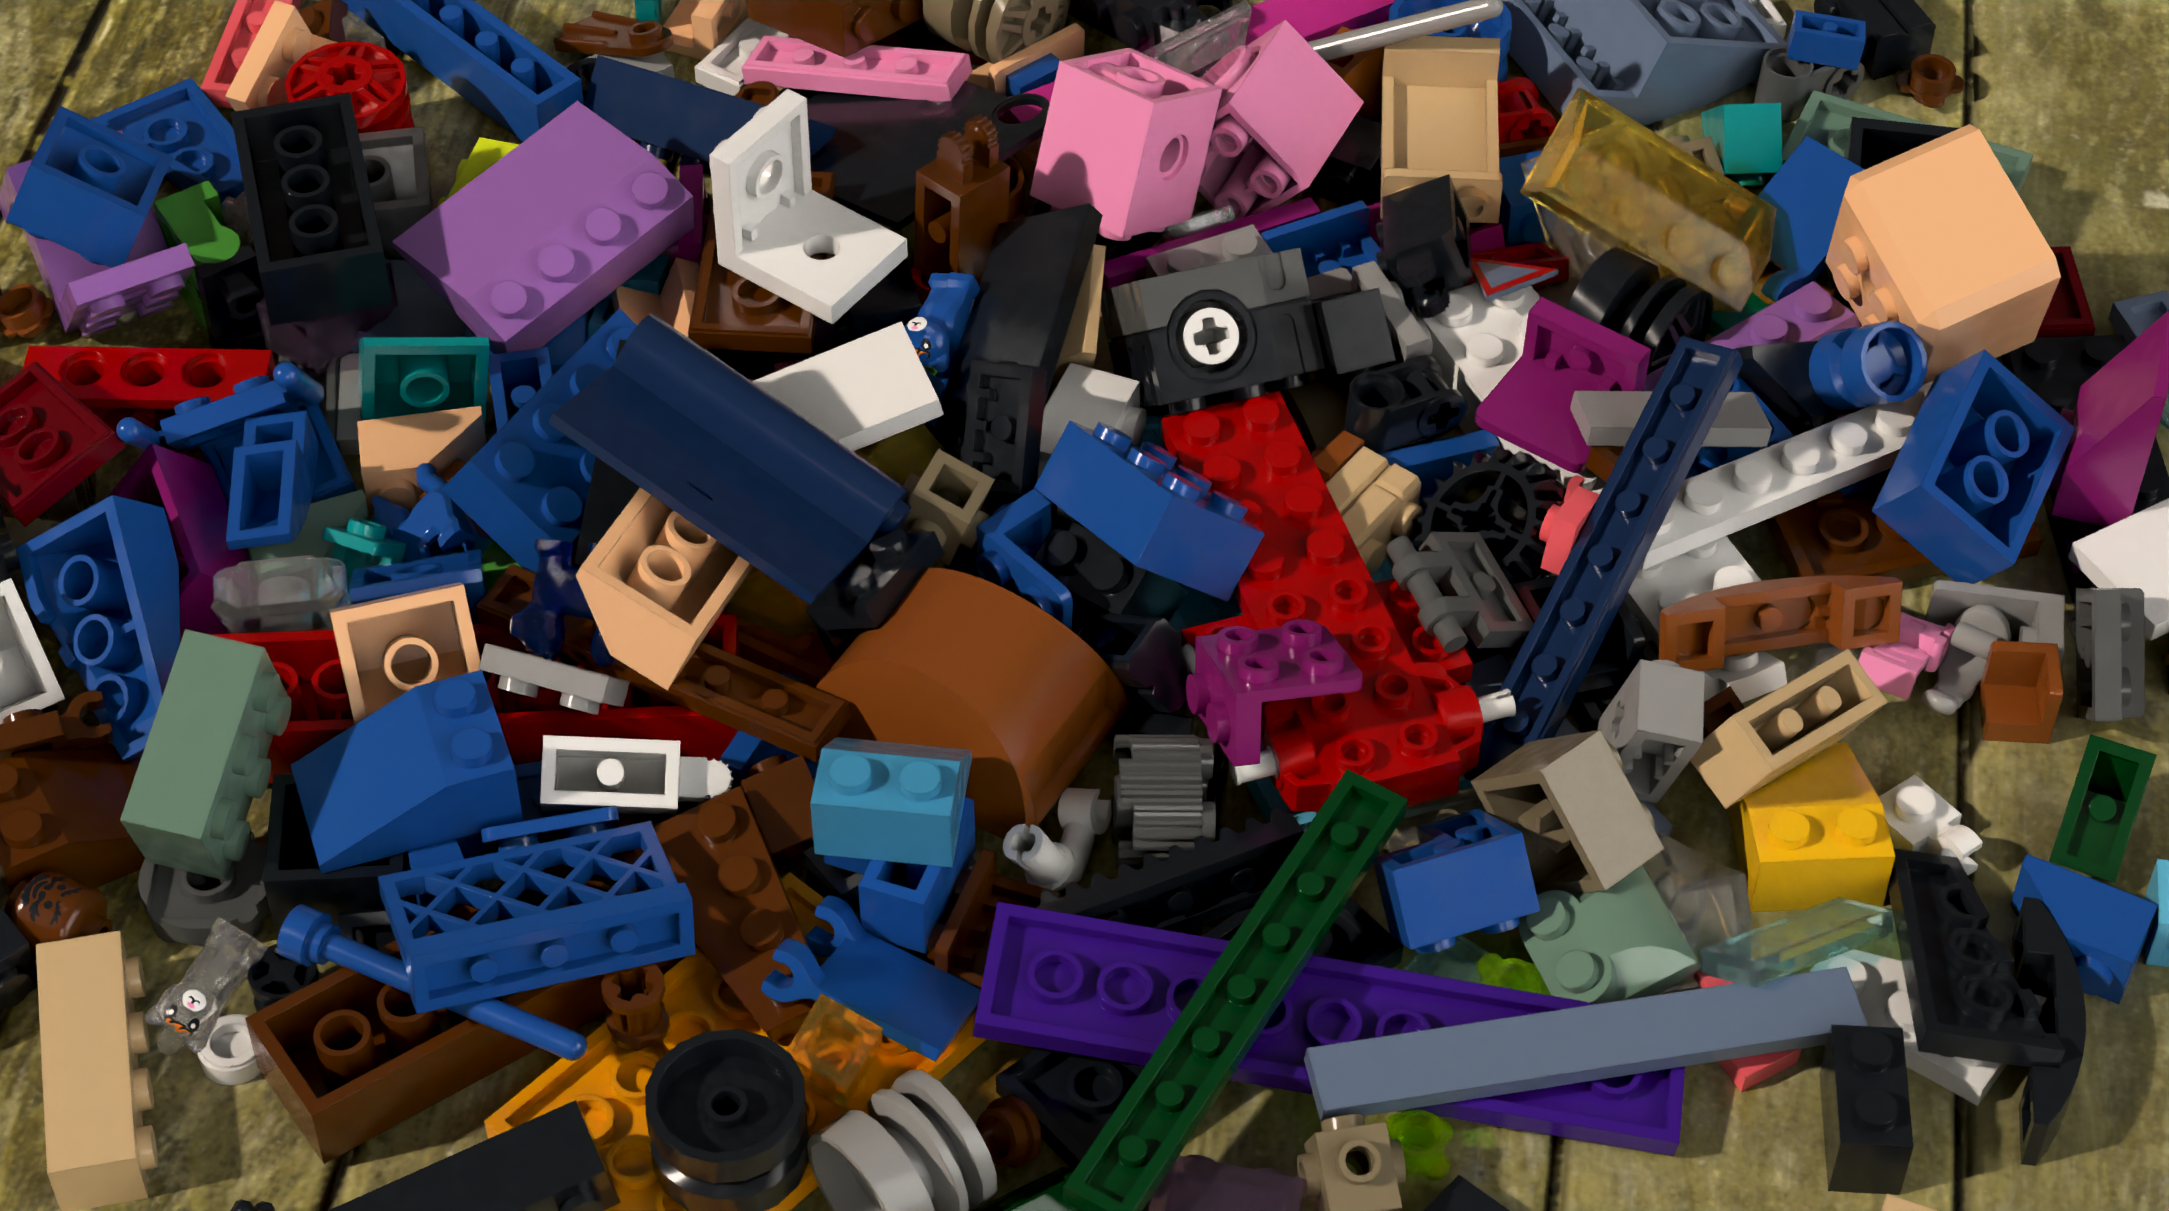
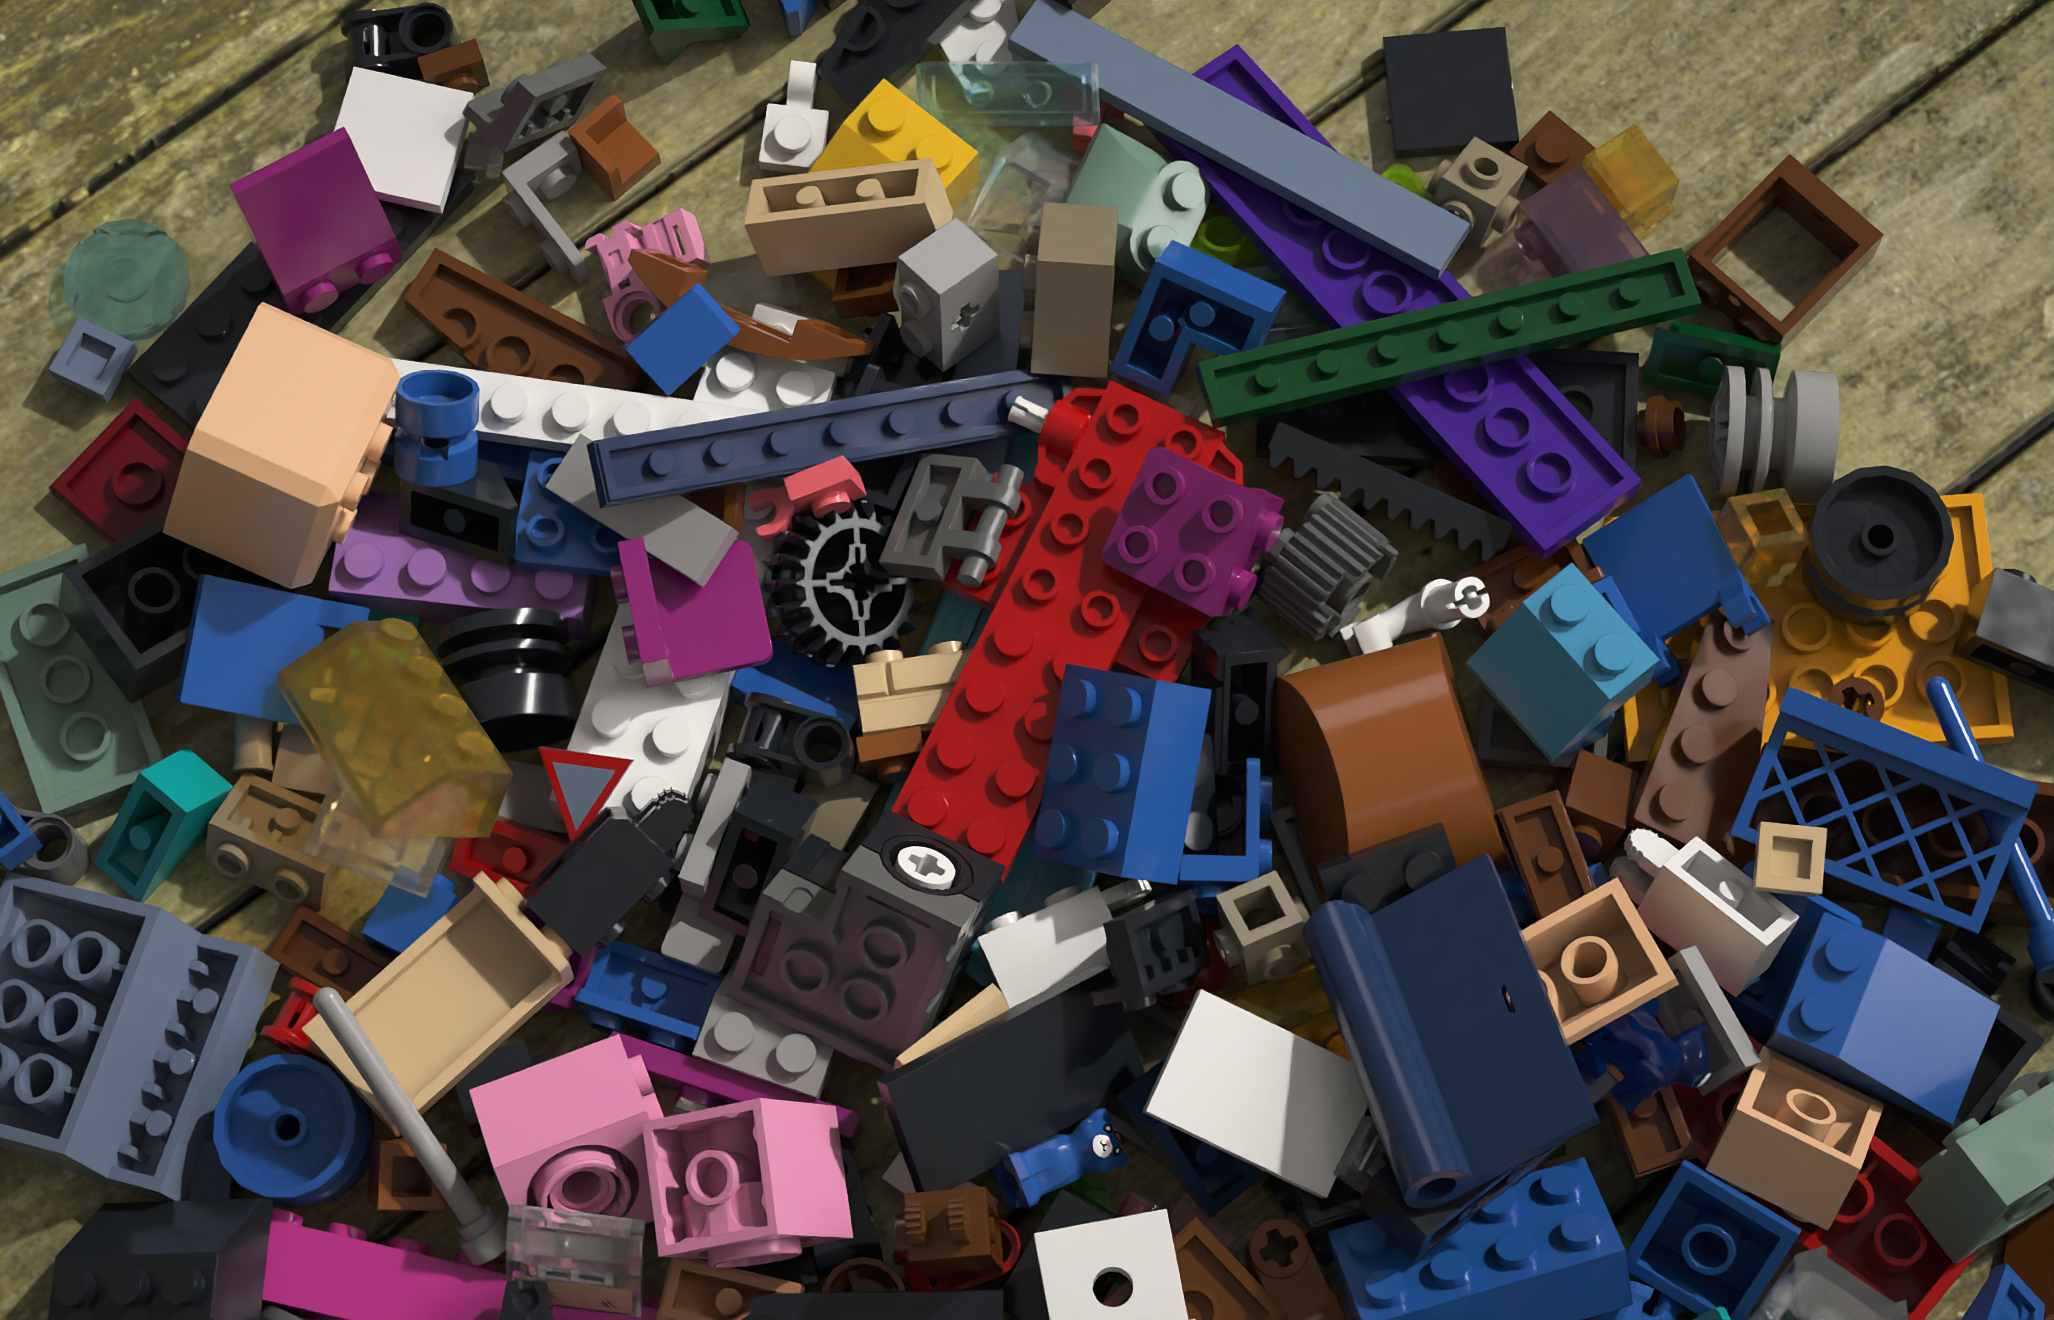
camera: 135 degrees left, 25 degrees up
(580, 808) = (1789, 859): none -> tan plate
(1790, 540) = (681, 339): none -> blue slope
(1966, 657) = (592, 213): light grey piece -> none
(1974, 469) = (463, 288): blue brick -> none

